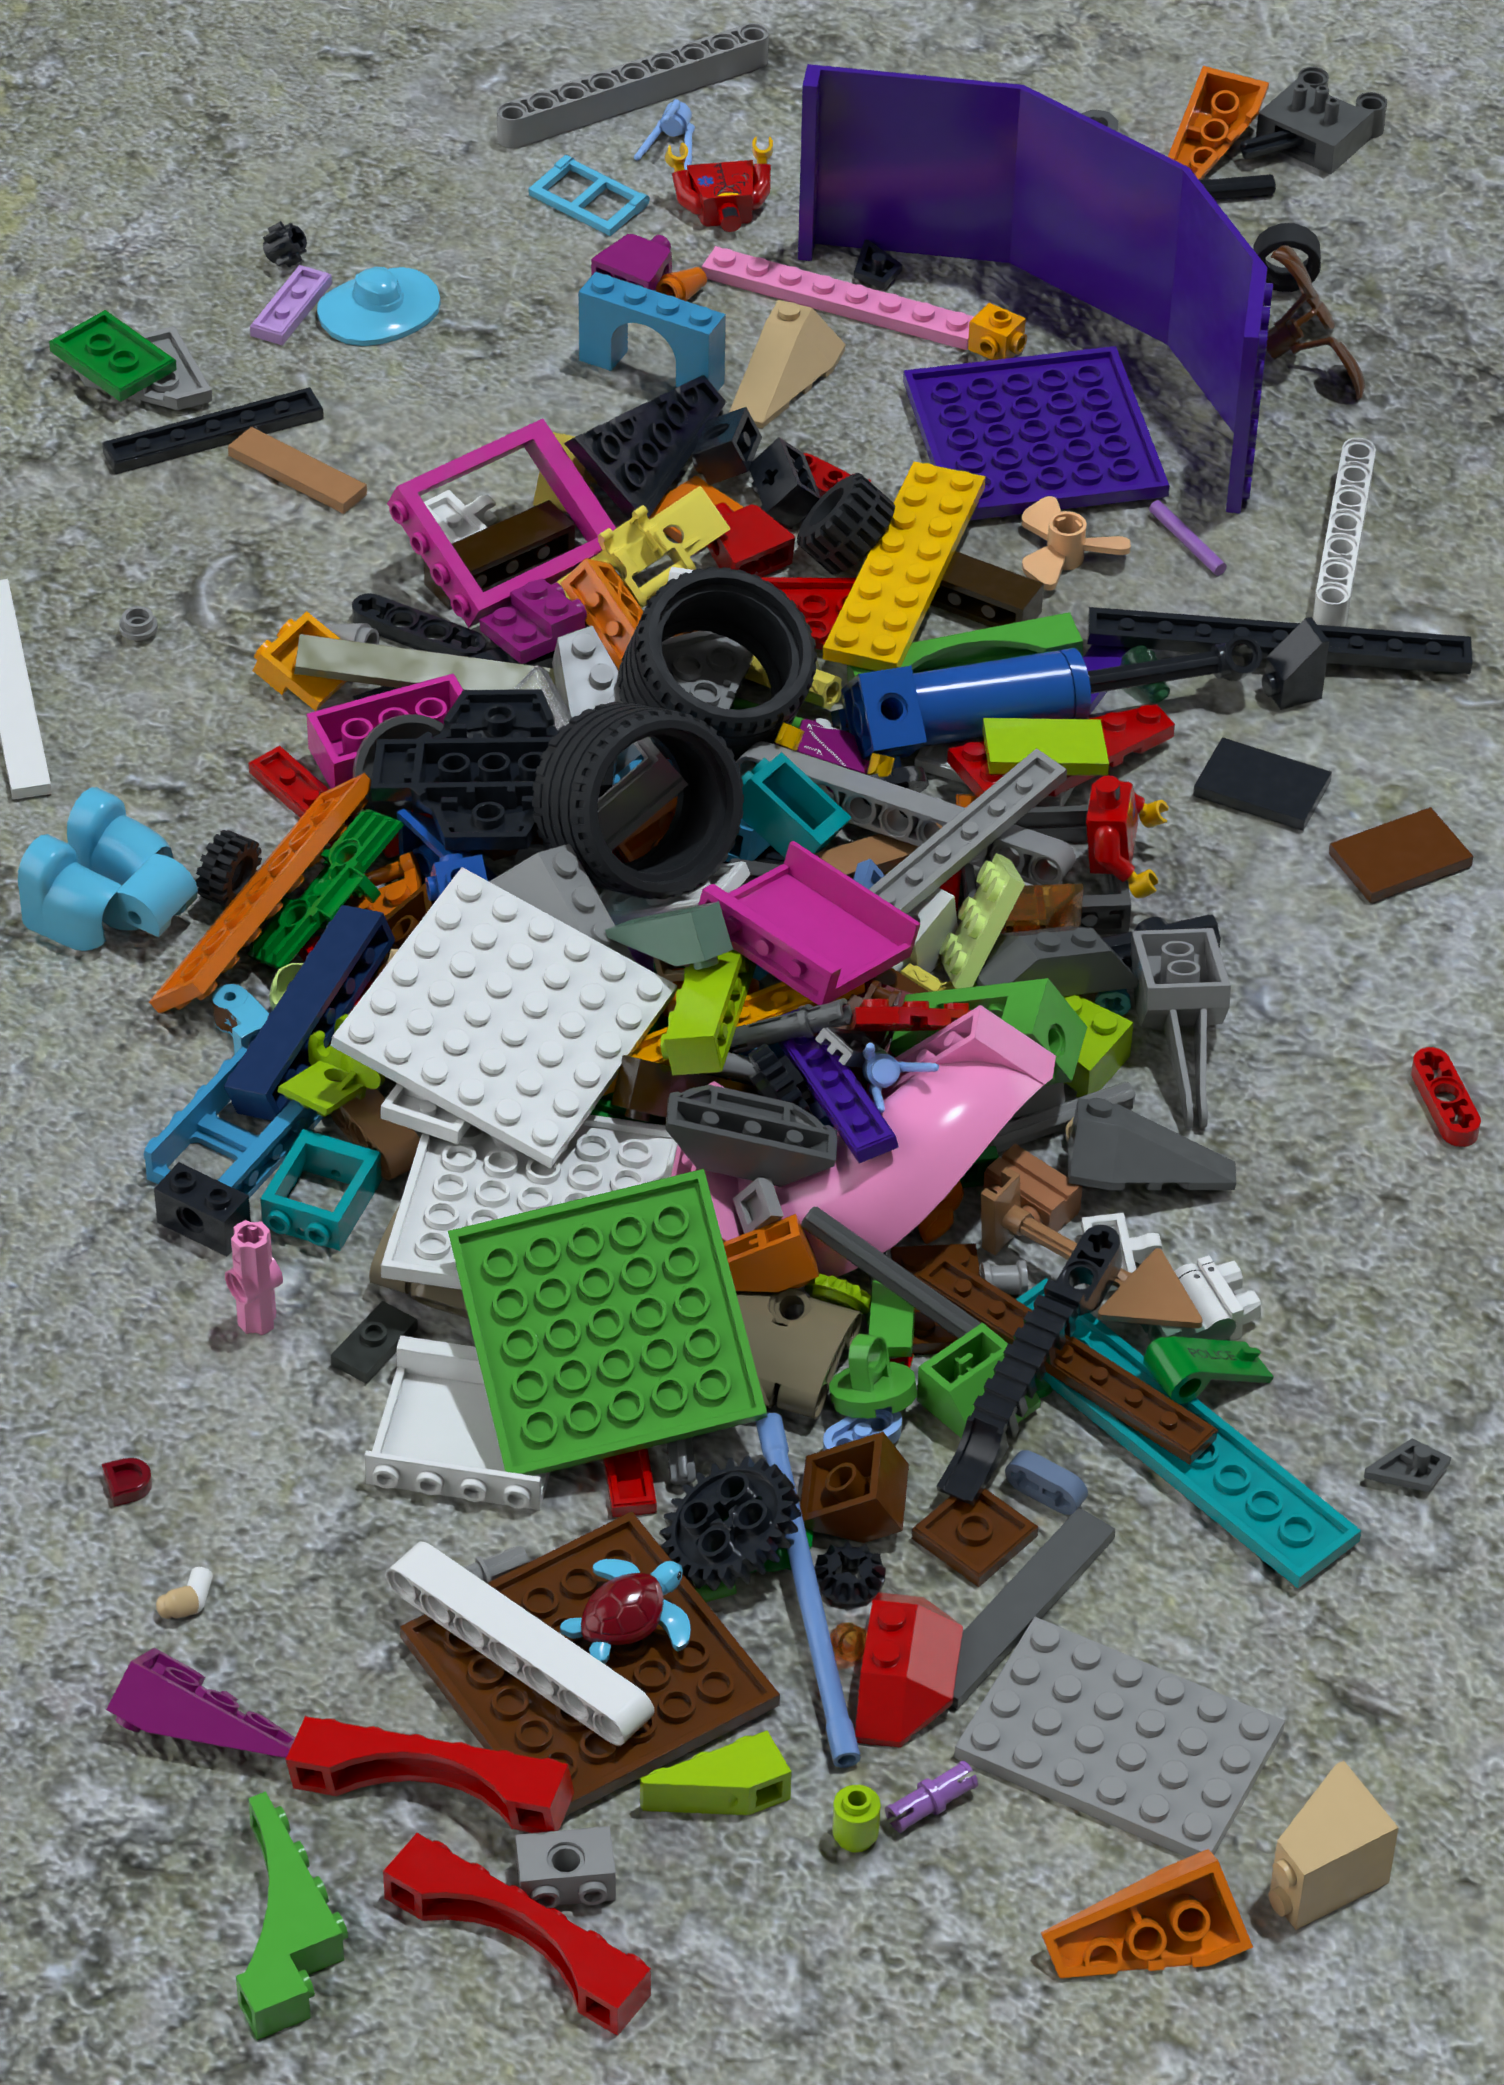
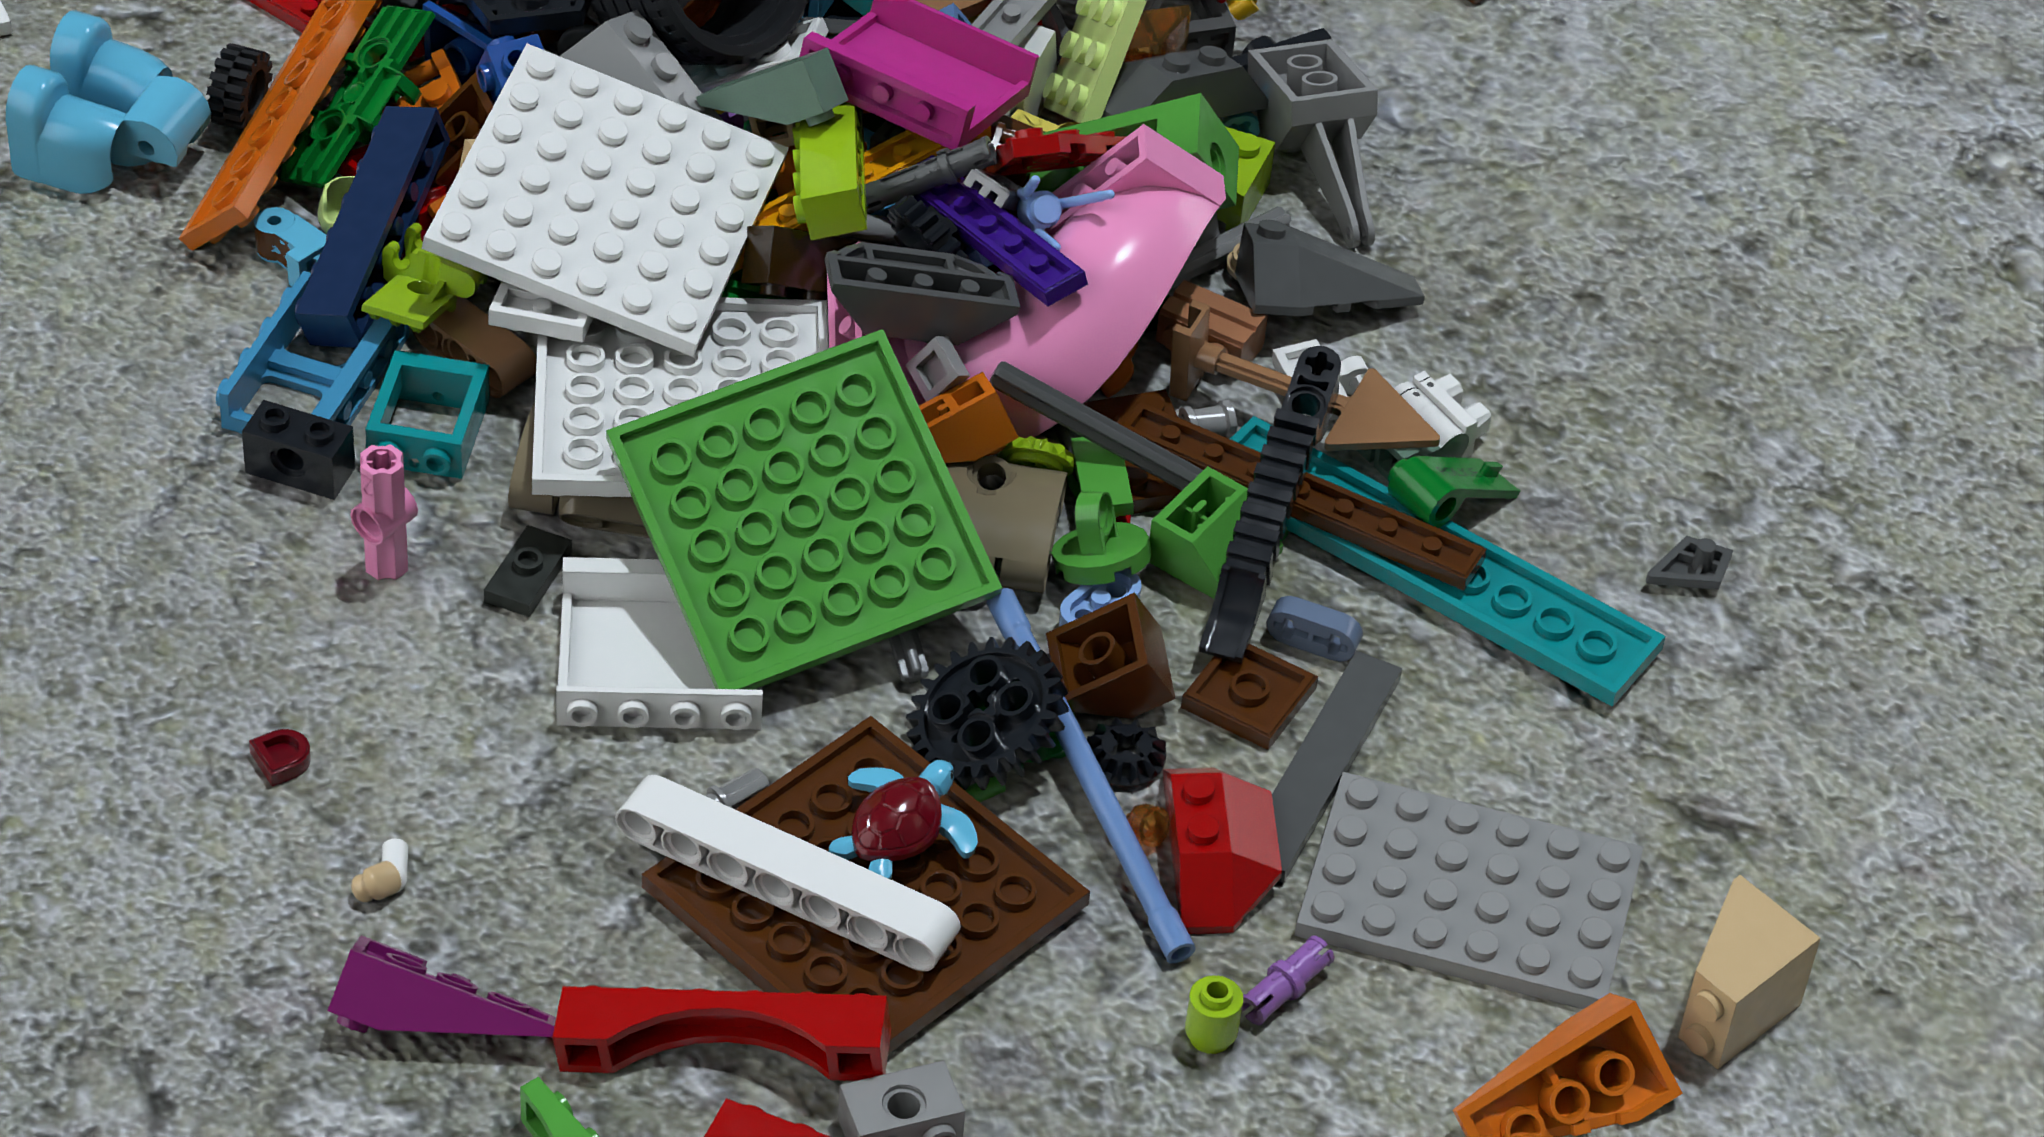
camera: 15 degrees left, 0 degrees up
(630, 1483) = (856, 687): red tile -> none
(725, 1781) = (1054, 995): lime slope -> none
(1444, 1112) = (1630, 209): red beam -> none

